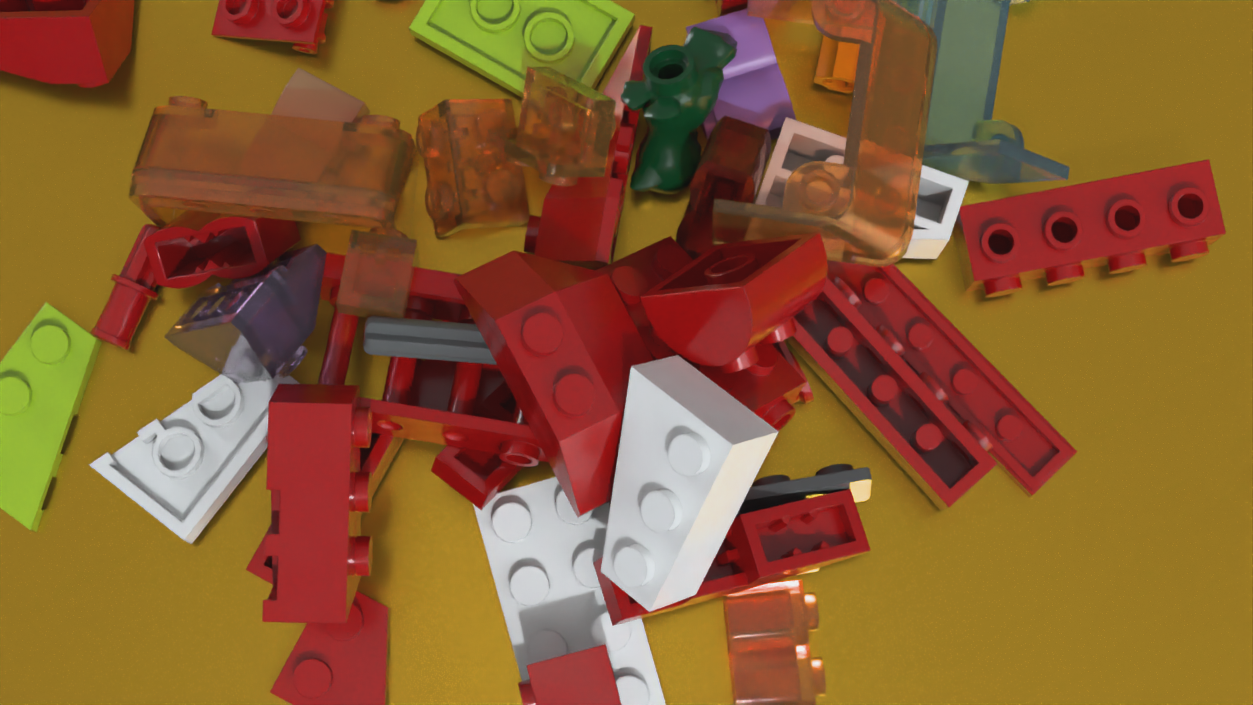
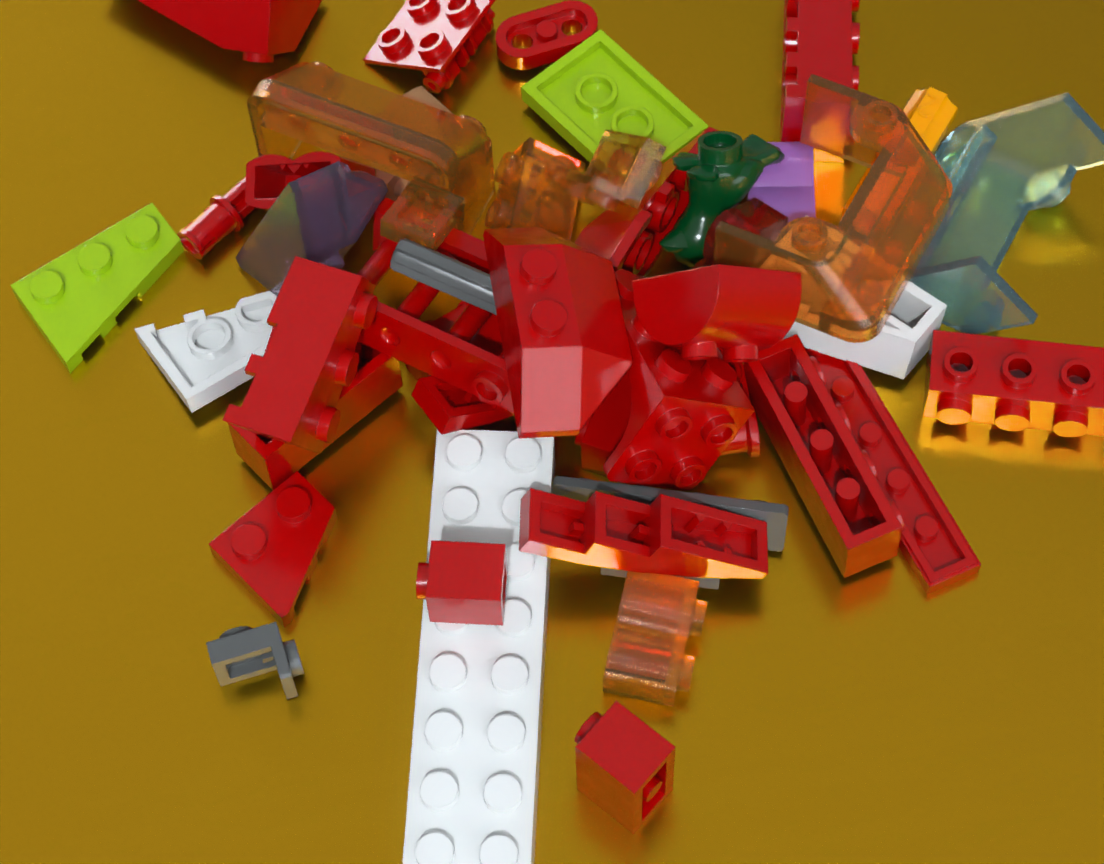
camera: 20 degrees right, 20 degrees down
(677, 480) = (611, 426): white wedge -> none

